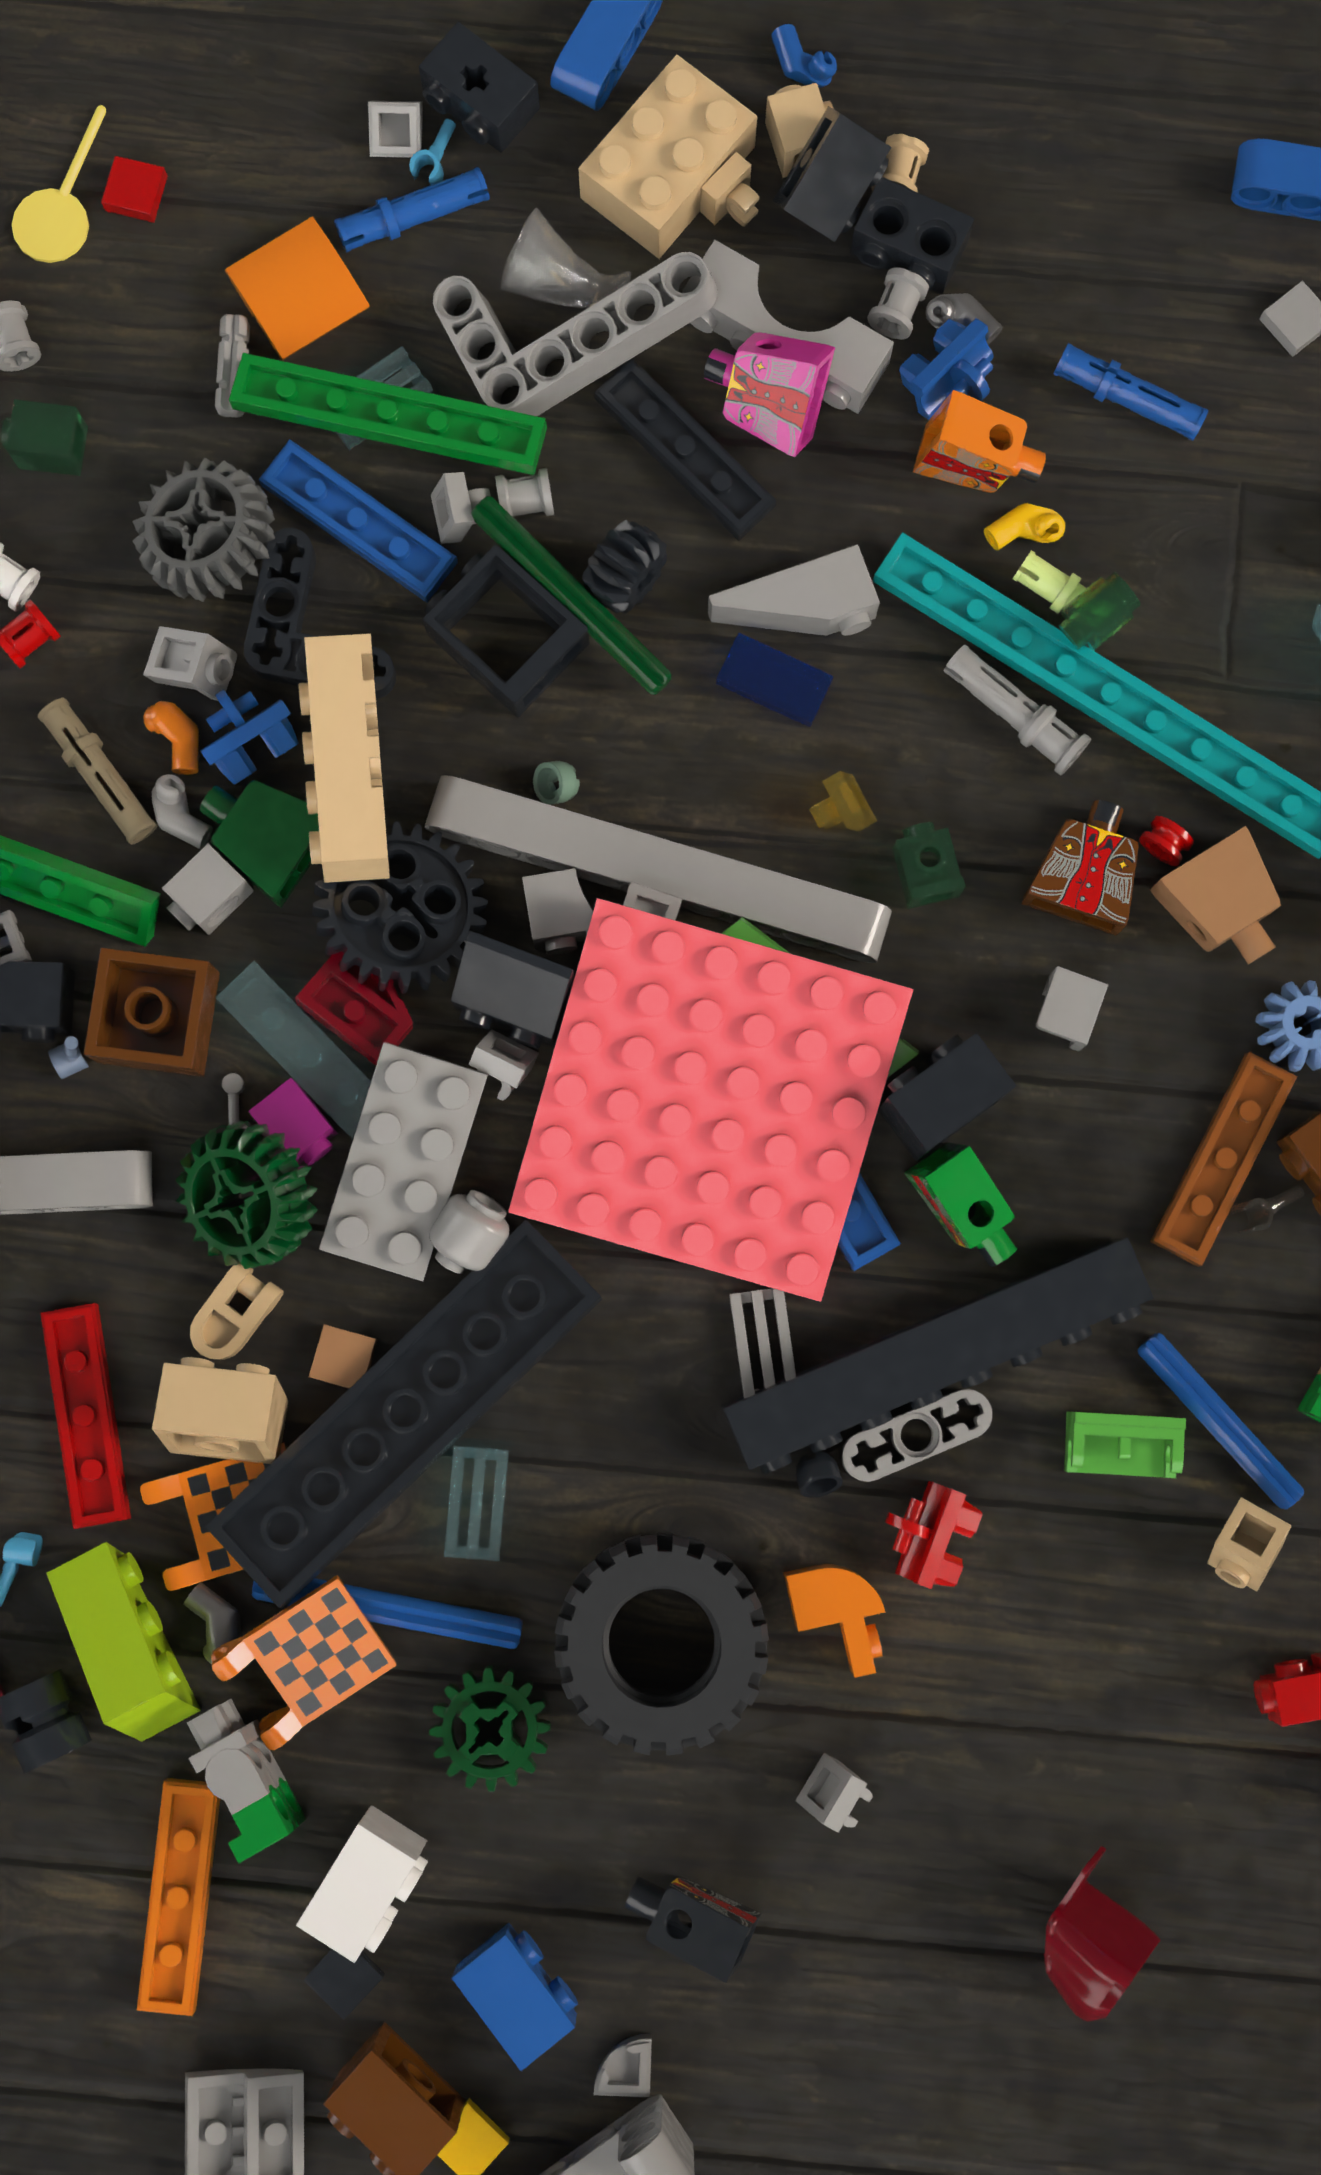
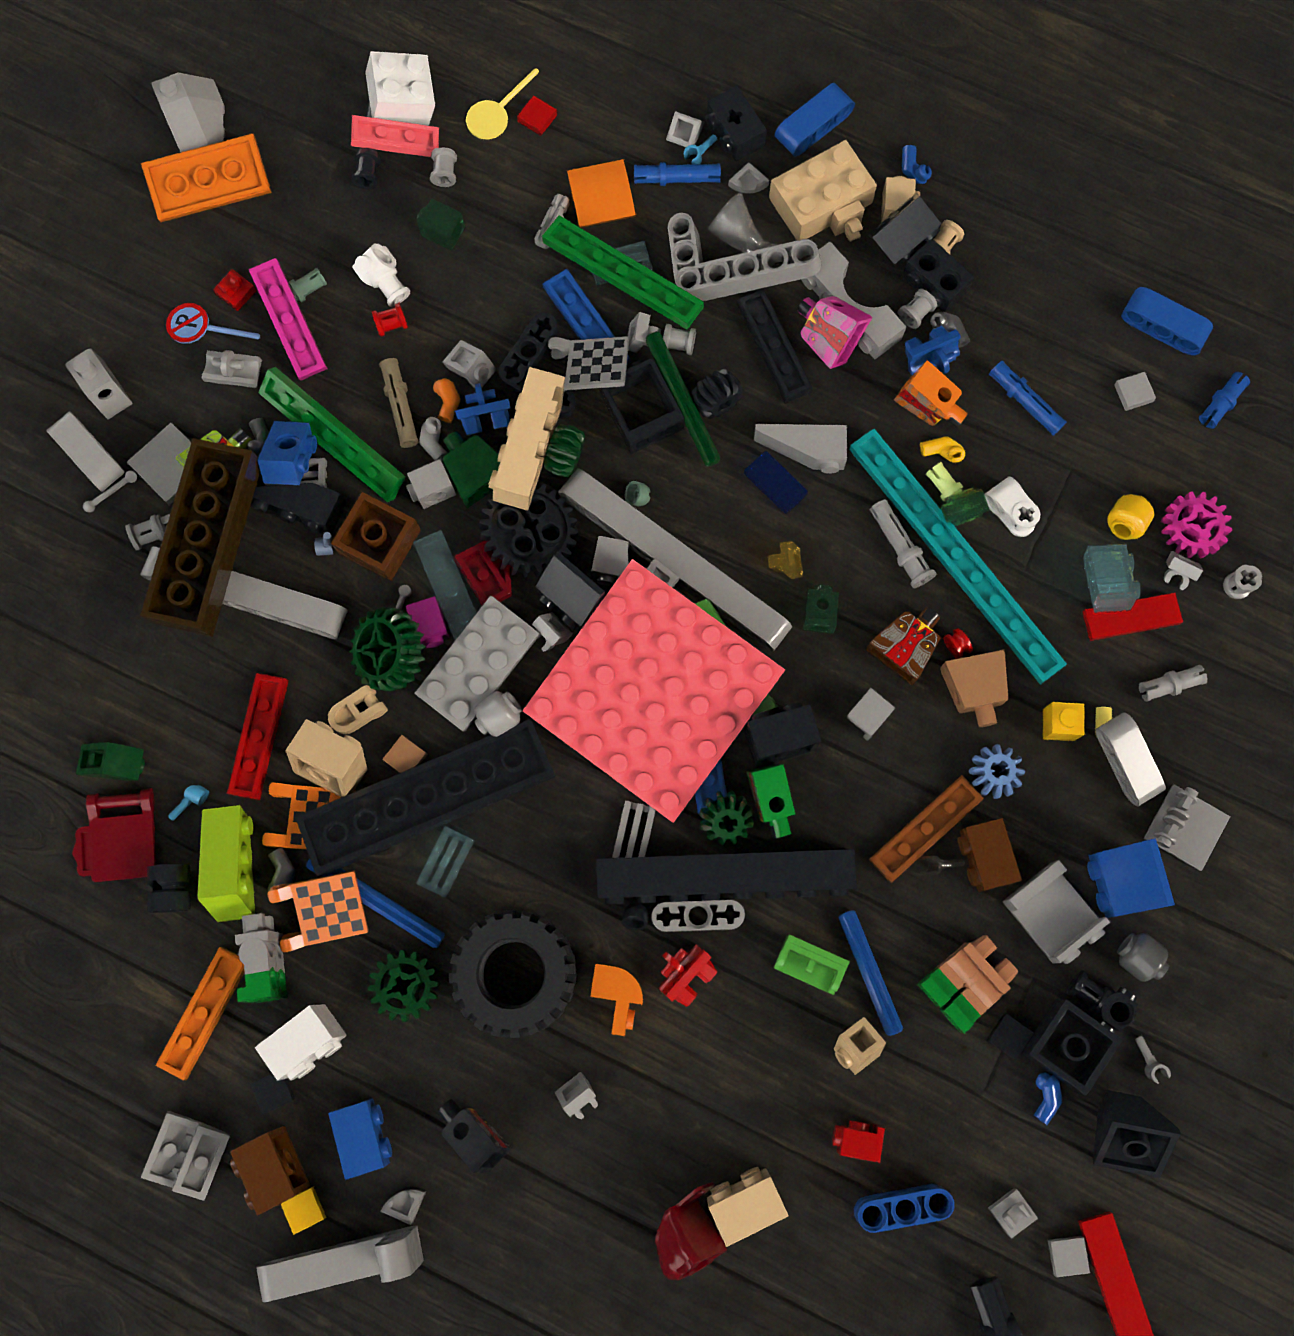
camera: 25 degrees right, 5 degrees down
(215, 544) = (500, 290): dark grey gear -> none
(397, 585) = (592, 361): none -> light grey flag
(409, 753) = (564, 450): none -> dark green gear
(536, 178) = (748, 180): none -> light grey tile
(924, 1257) = (726, 829): none -> dark green gear
(1167, 1861) = (745, 1205): none -> tan brick
(1168, 578) = (1011, 503): none -> white piece

